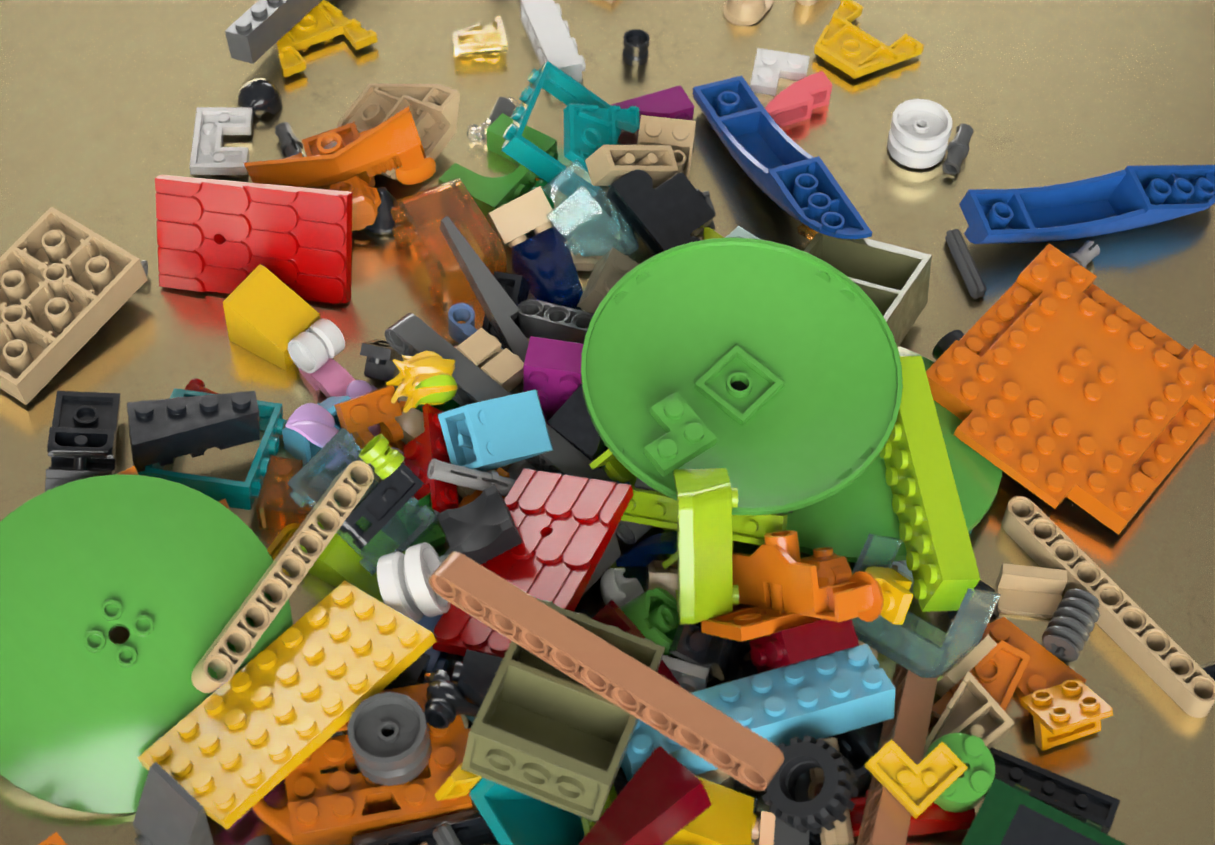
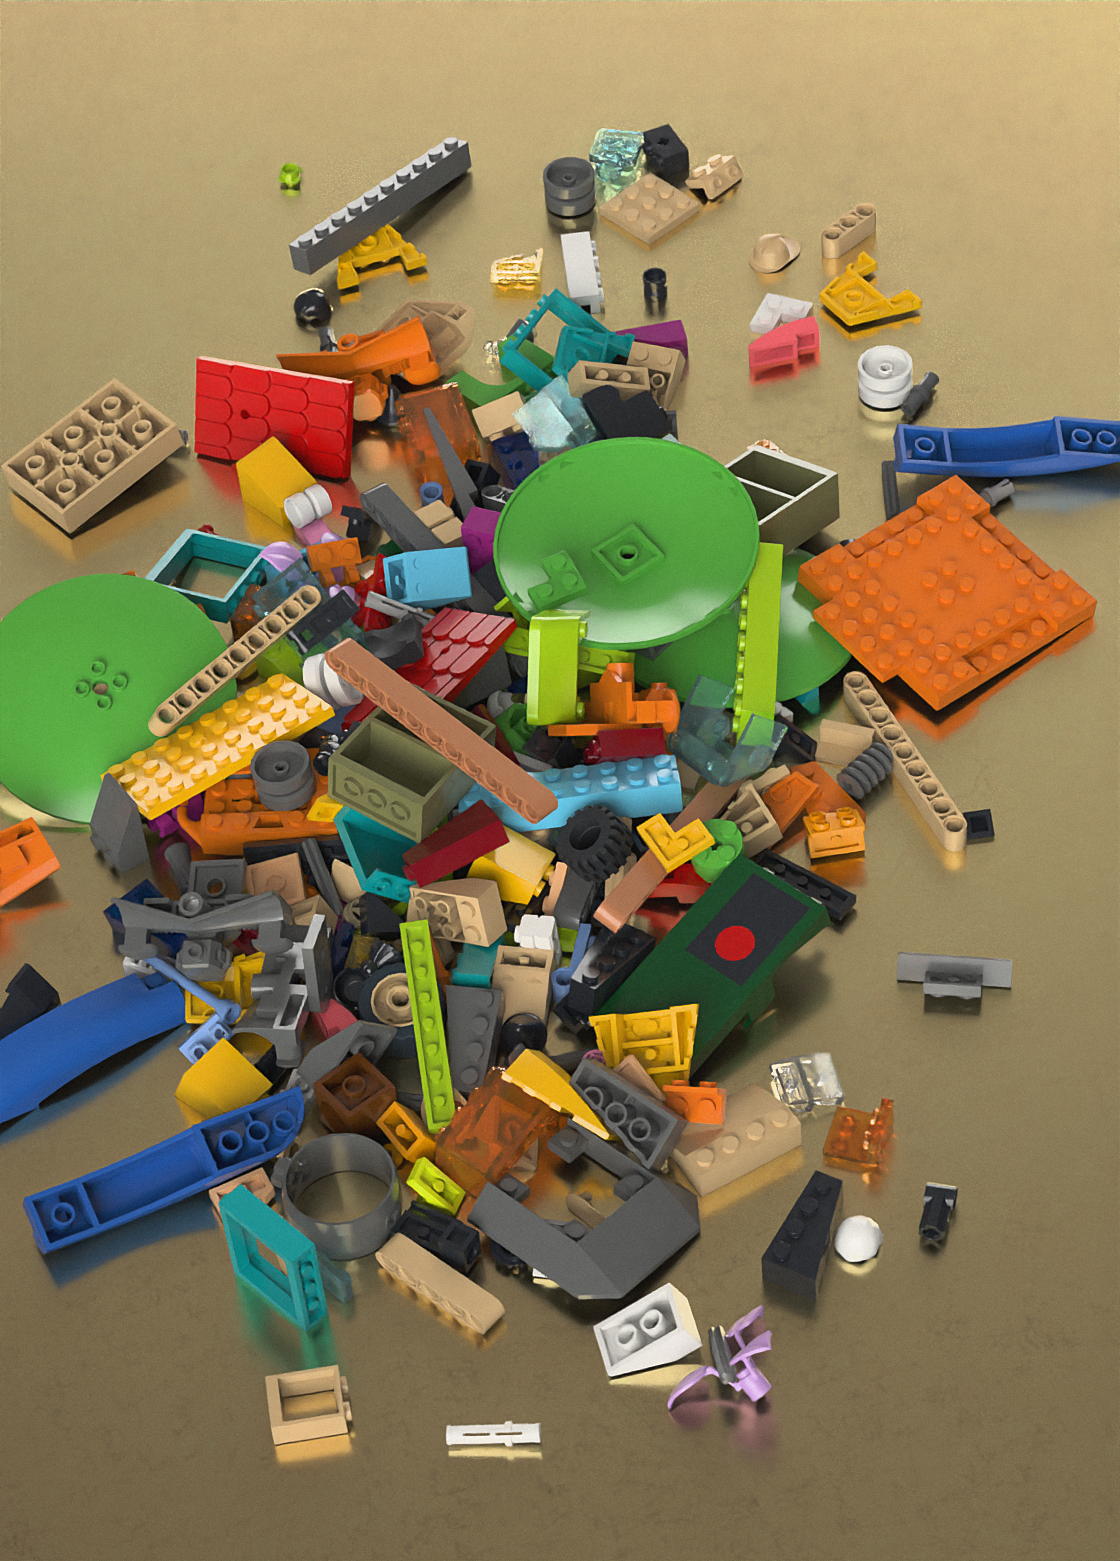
camera: 20 degrees right, 5 degrees down
(82, 437) = (109, 549): black piece -> none
(190, 426) = (190, 552): black wedge -> none
(207, 152) = (258, 343): white plate -> none
(381, 456) = (328, 583): lime wheel -> none
(424, 380) = (381, 534): yellow hair -> none
(776, 163) = (738, 385): blue slope -> none
(895, 593) = (705, 722): yellow brick -> none

